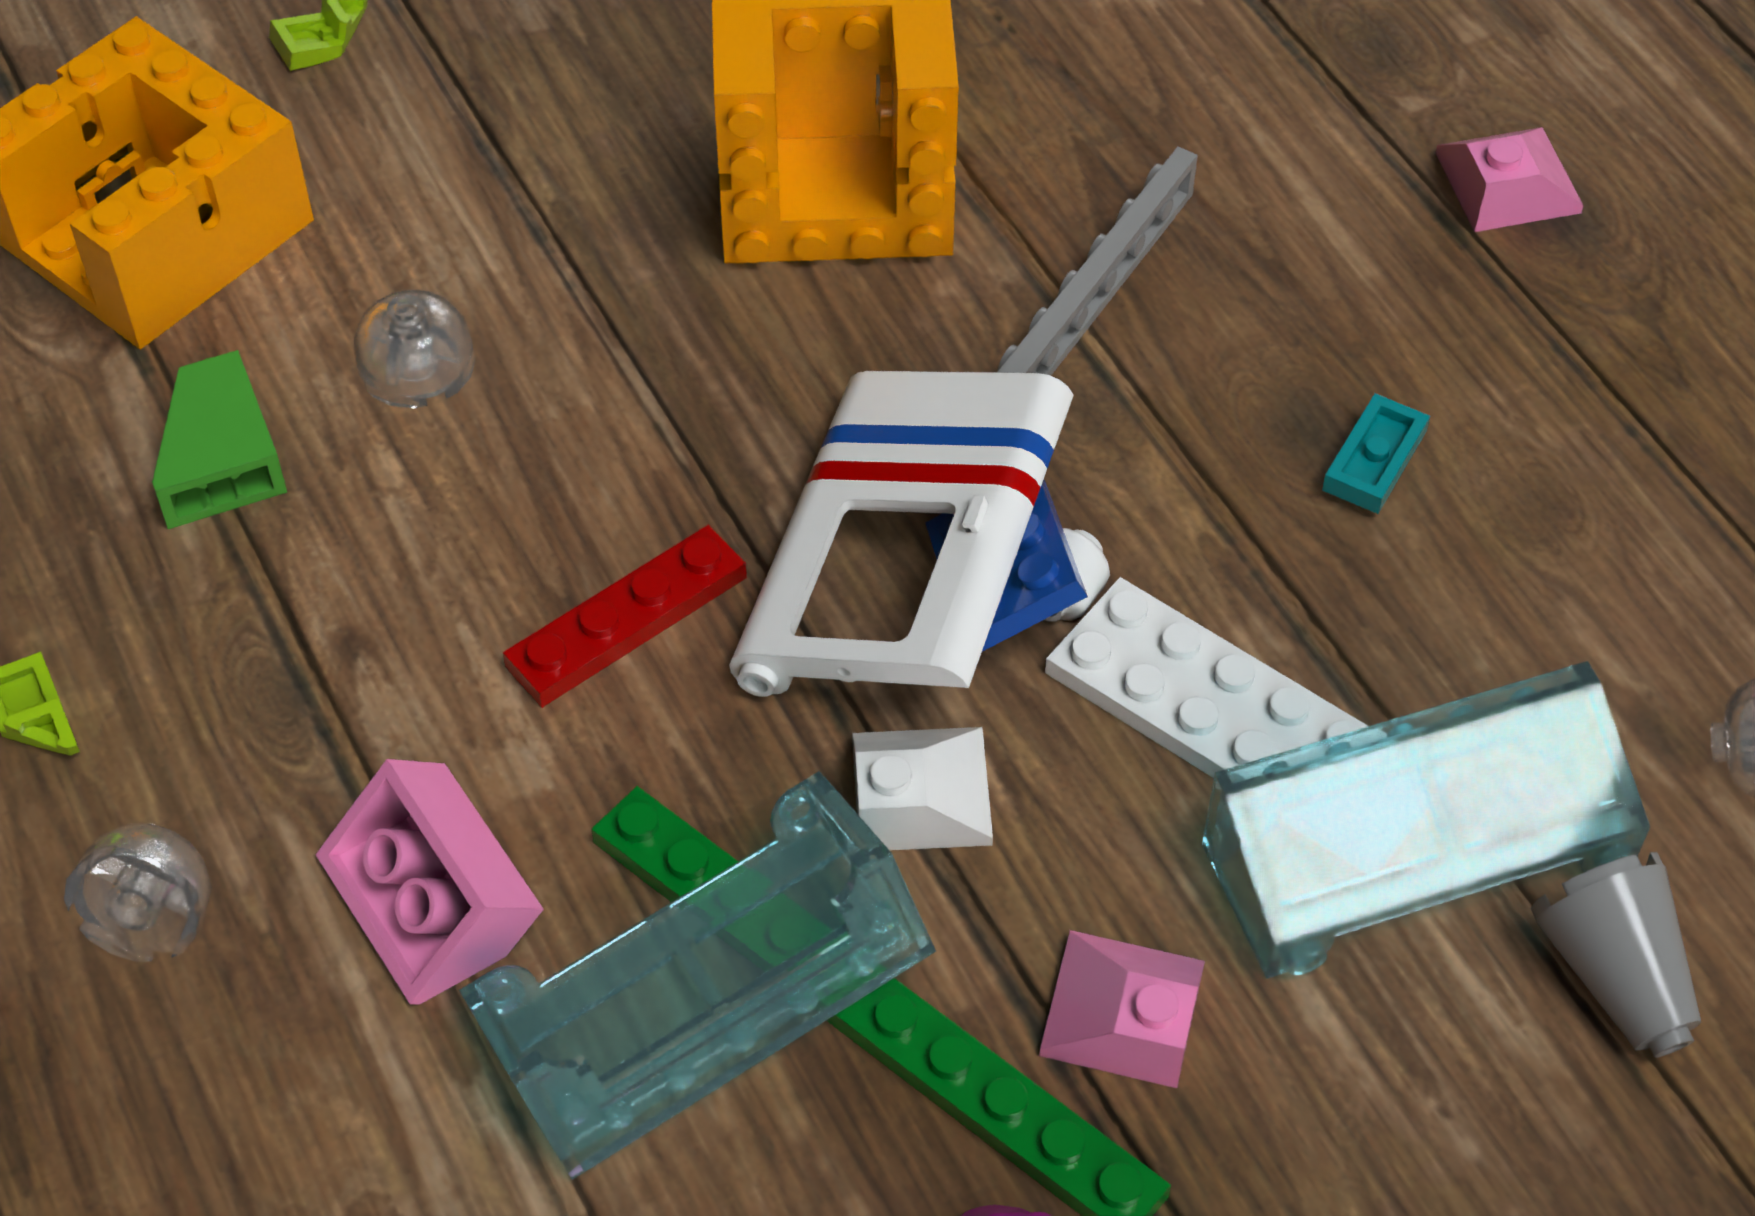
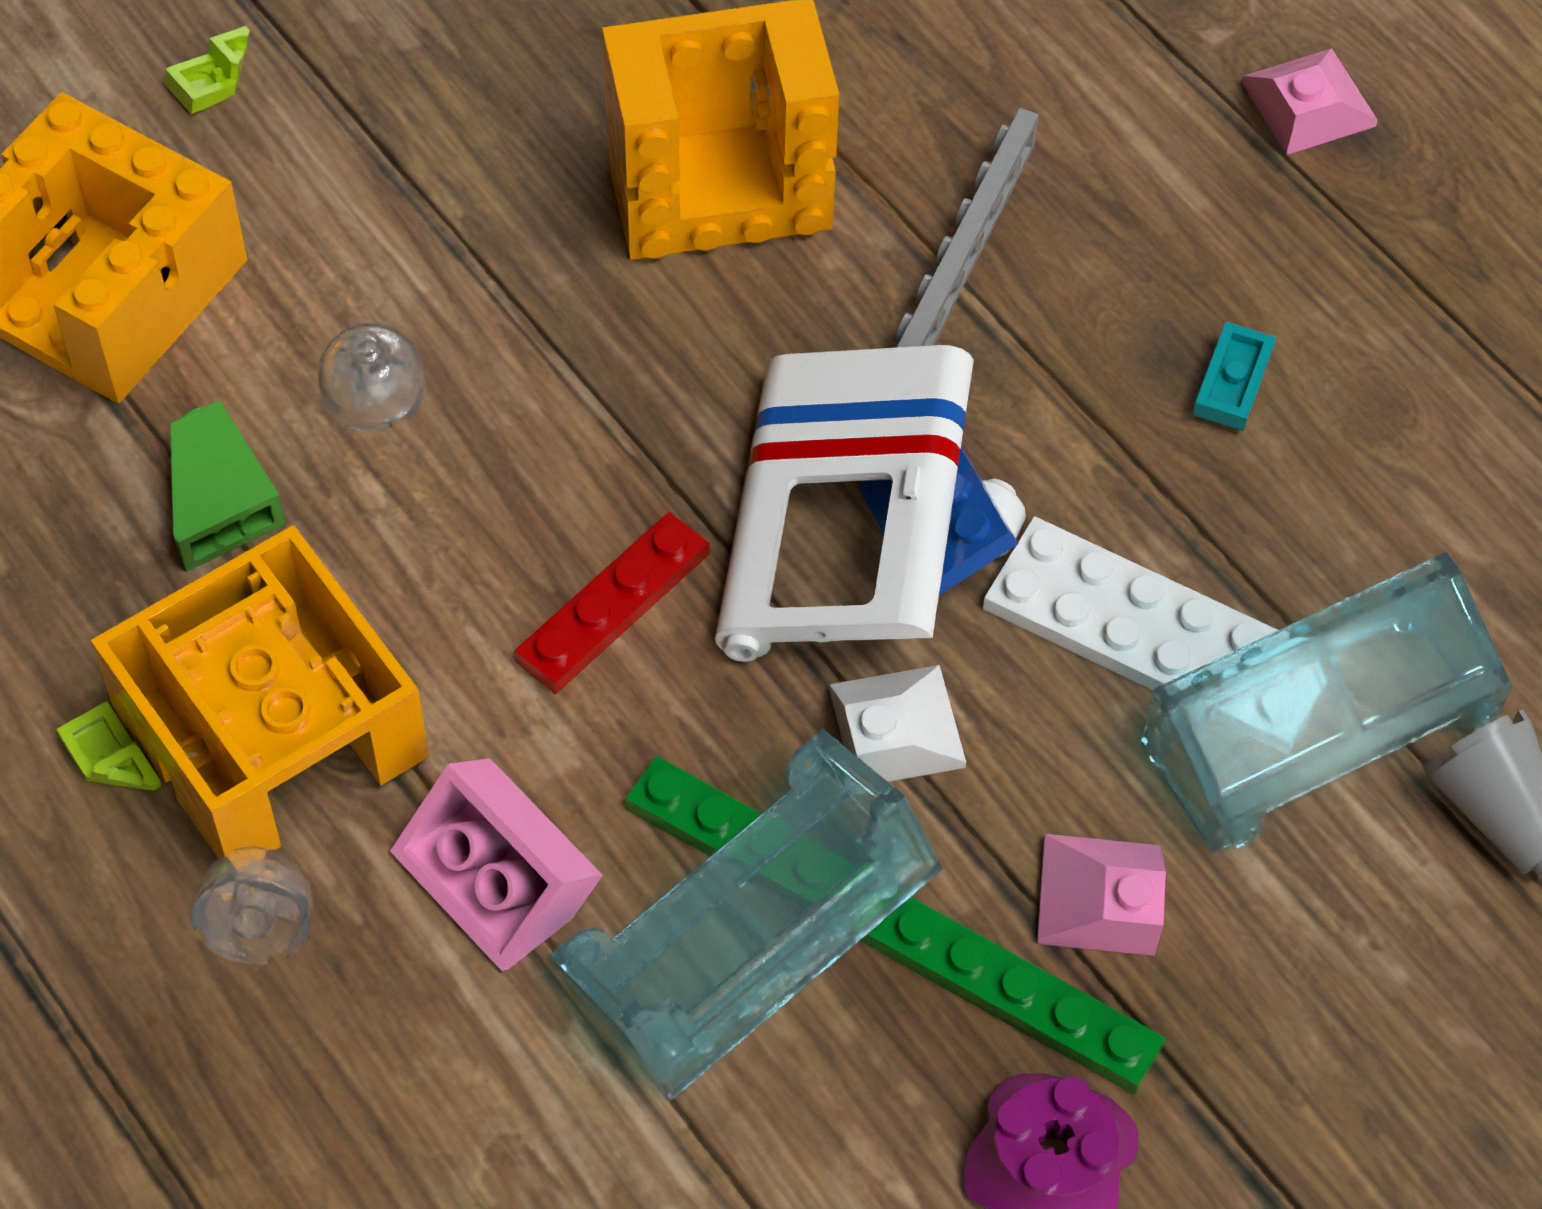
camera: 10 degrees left, 5 degrees up
(194, 637) = (256, 683): none -> light orange piece

